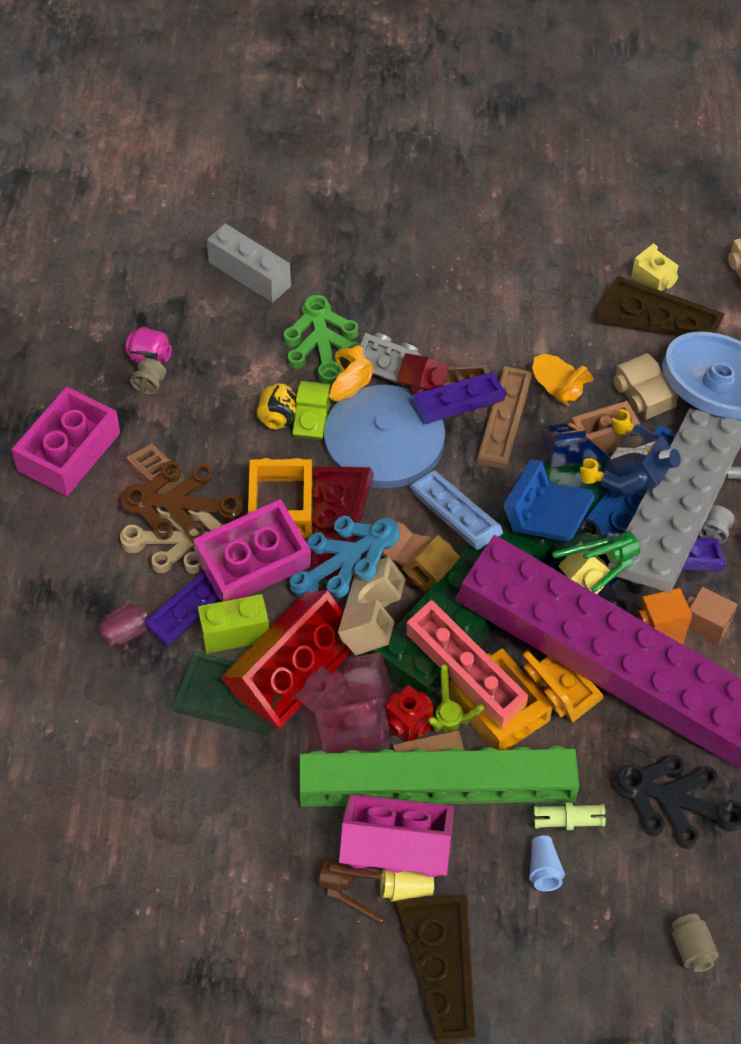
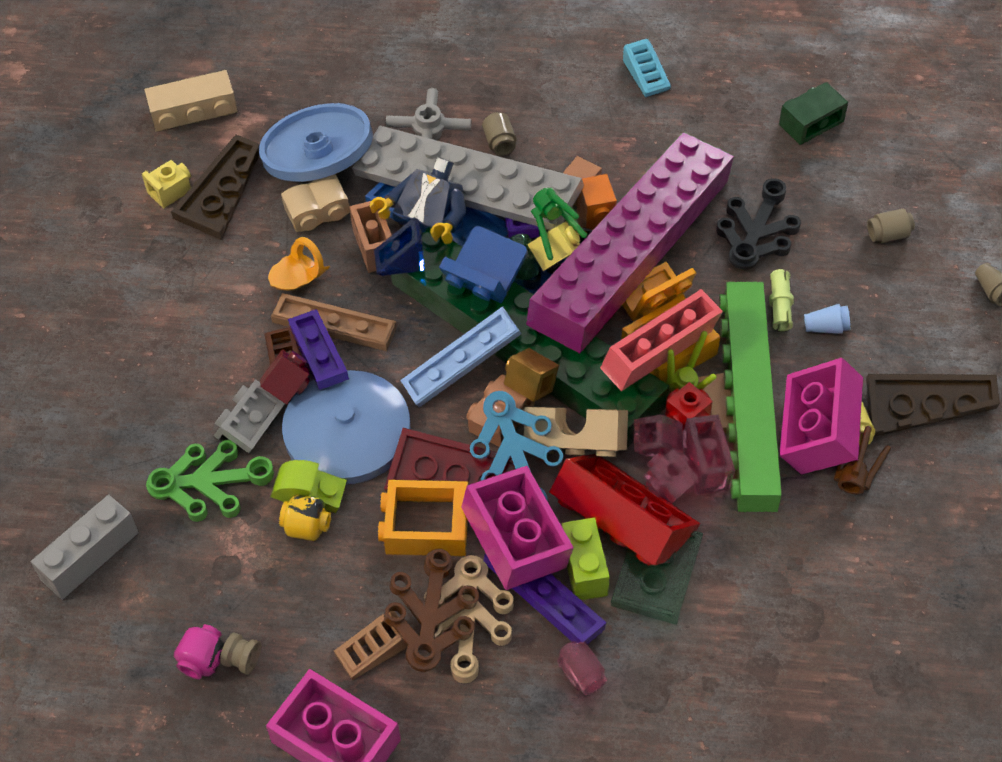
camera: 85 degrees left, 0 degrees up
(354, 376) = (274, 439): light orange piece -> none

